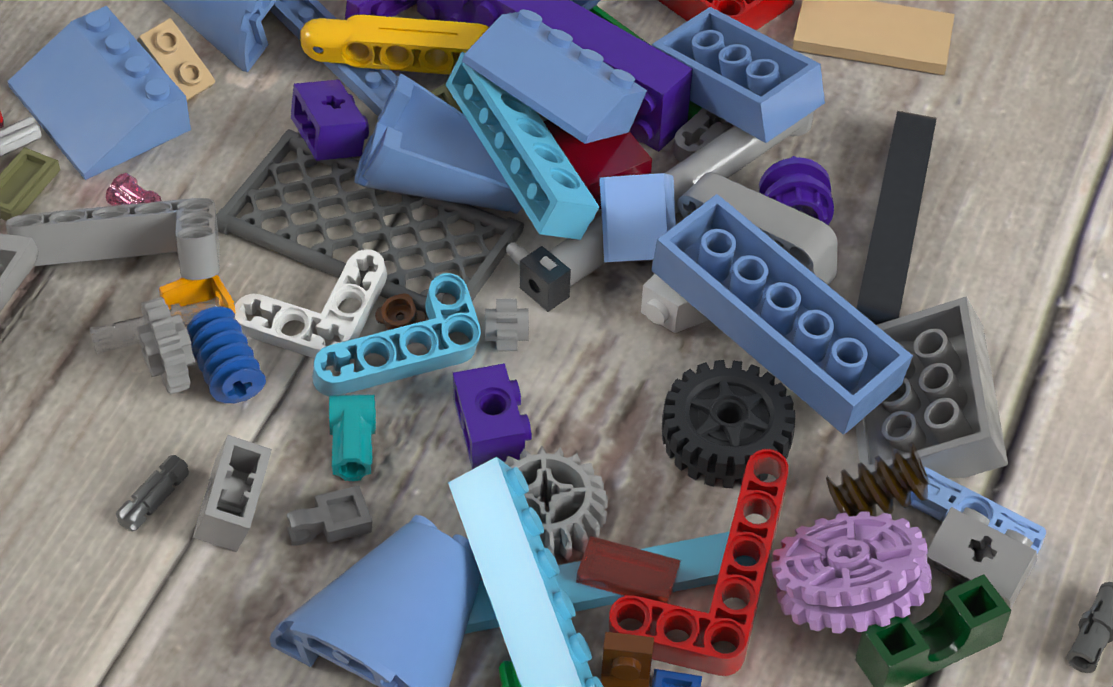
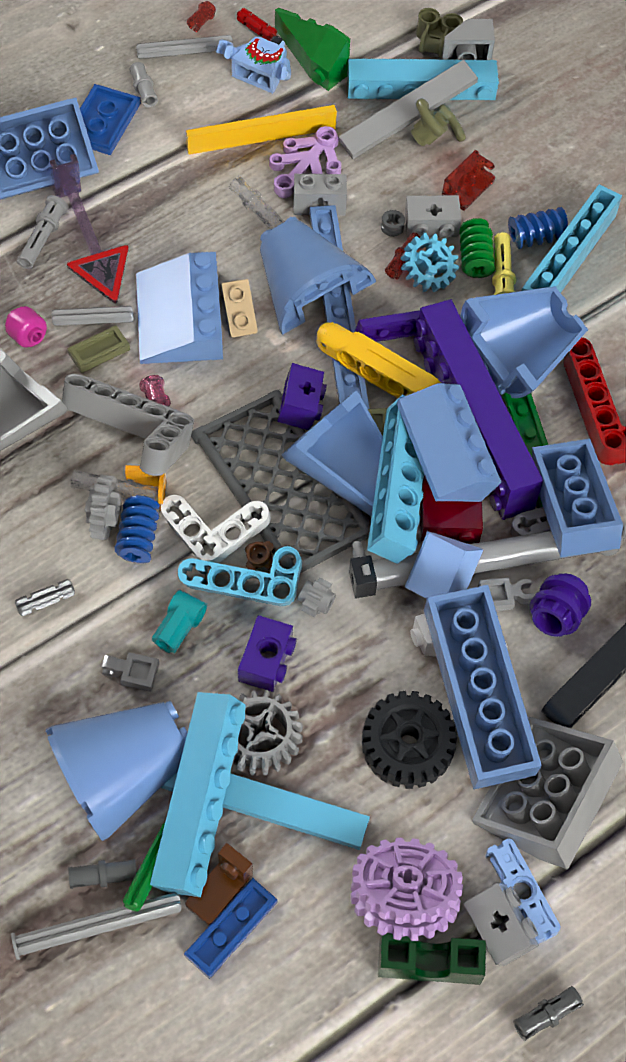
camera: 30 degrees right, 10 degrees up
(232, 493) = (81, 625): light grey brick -> none
(628, 570) = (277, 806): clear red tile -> none
(733, 582) = (328, 848): red beam -> none
(799, 234) = (521, 621): light grey beam -> none
(881, 485) = (467, 840): dark brown piece -> none

